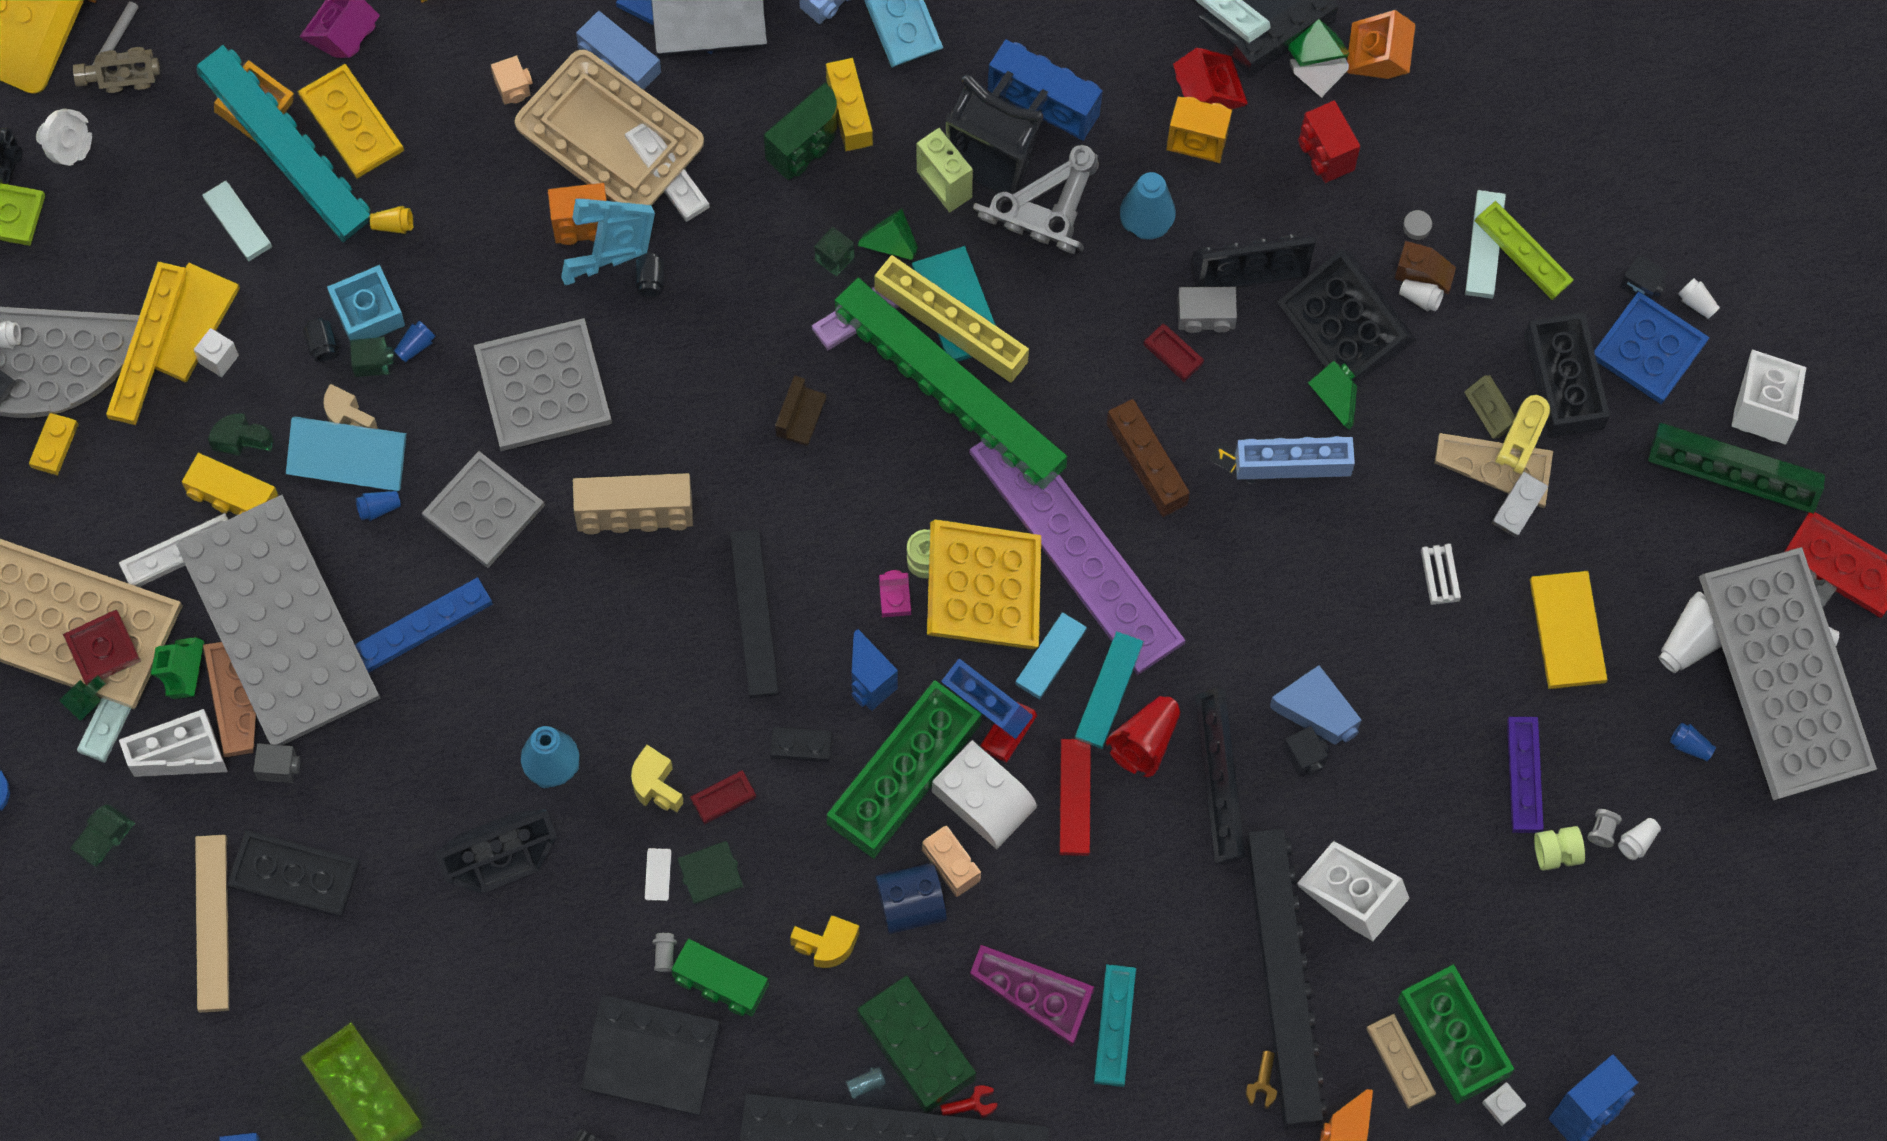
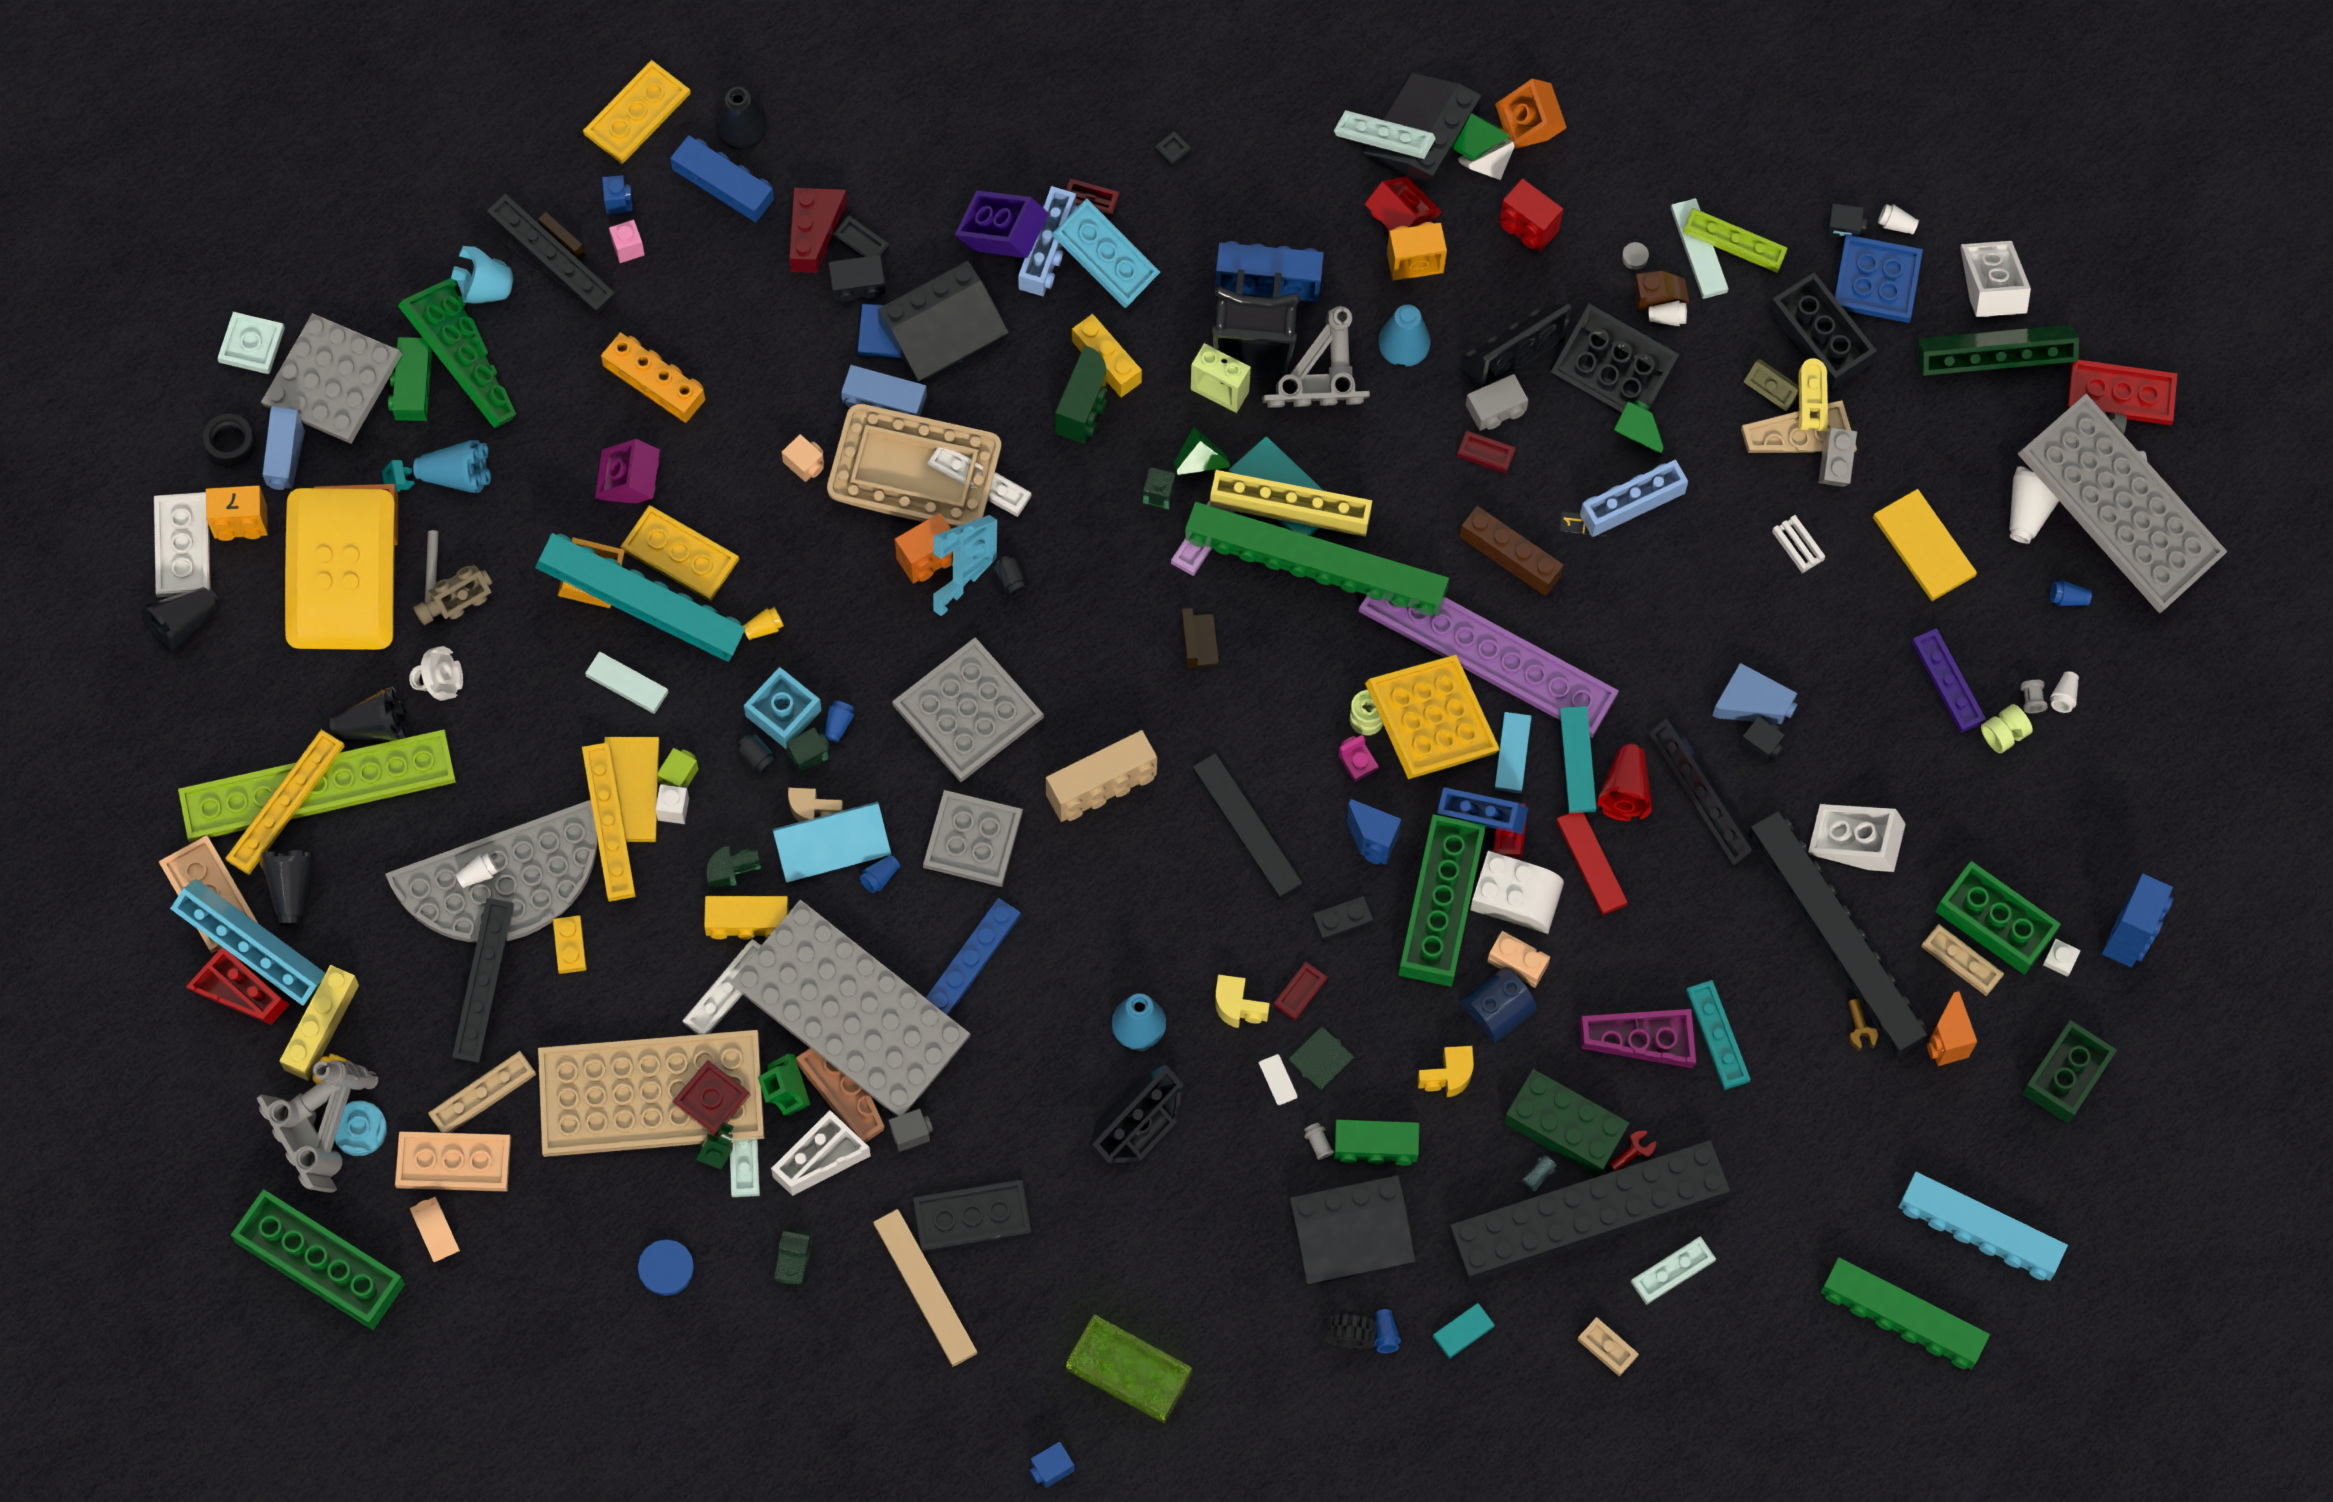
camera: 25 degrees left, 0 degrees up
(239, 323) = (678, 769): none -> lime brick

